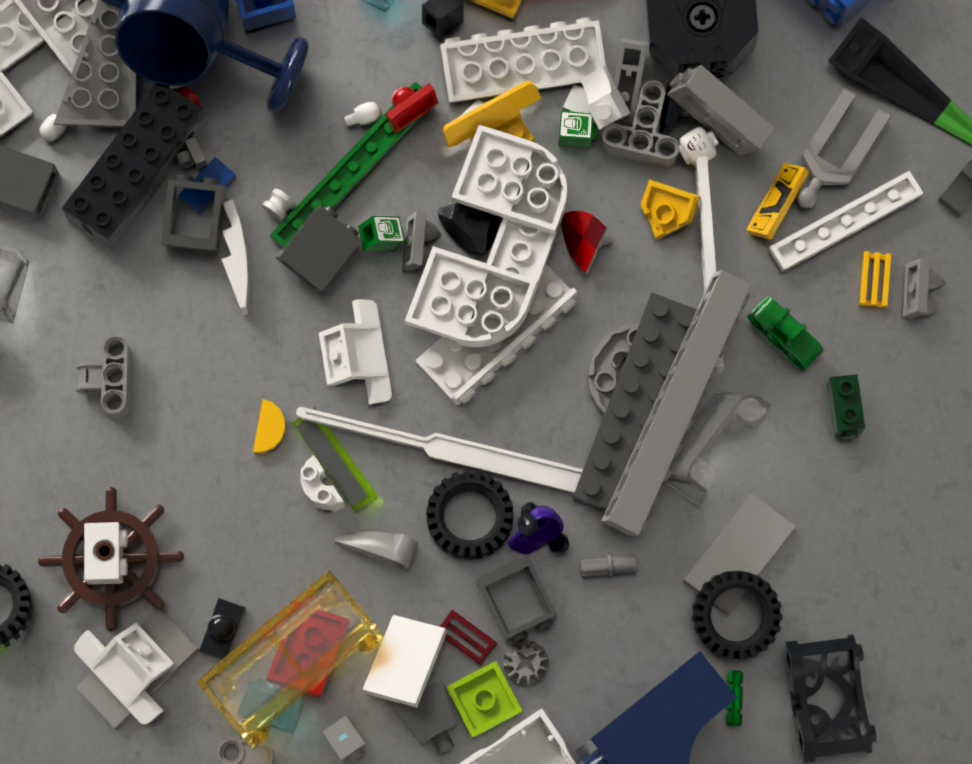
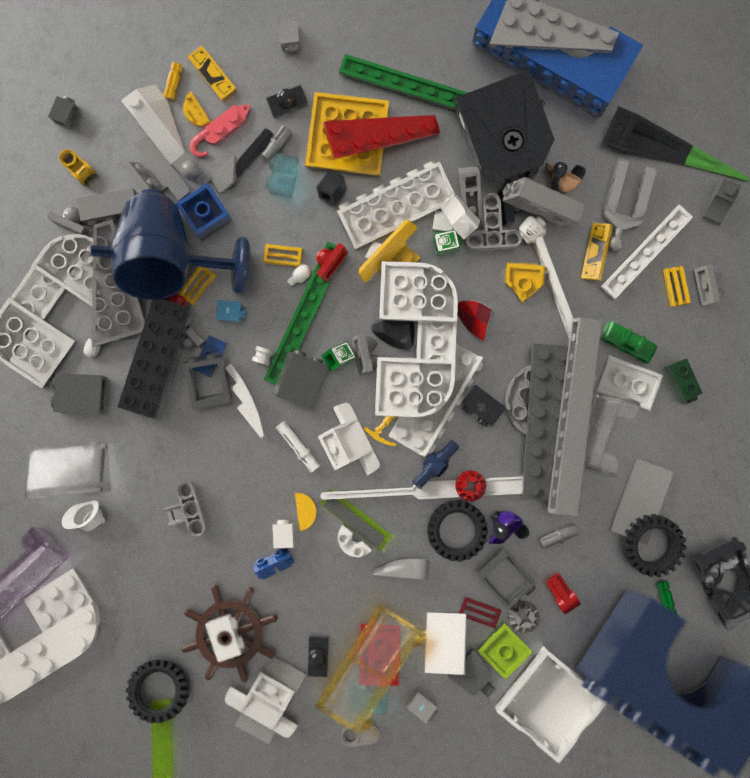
camera: 10 degrees left, 10 degrees up
(212, 482) = (265, 566): none -> blue hinge
(229, 448) = (283, 534): none -> white brick
(245, 83) = (188, 297): none -> yellow tile
(253, 134) = (230, 311): none -> dark azure brick
(290, 348) = (298, 447): none -> white pin
(344, 82) = (282, 248): none -> yellow tile
(404, 351) = (388, 419): none -> yellow piece
(468, 416) = (435, 464): none -> dark blue pin
(500, 469) = (461, 485): none -> red gear
(555, 344) = (493, 408): none -> black brick
(591, 651) = (564, 596): none -> red piece
(758, 91) = (562, 179): none -> cap
(774, 383) = (629, 381): none -> white tile

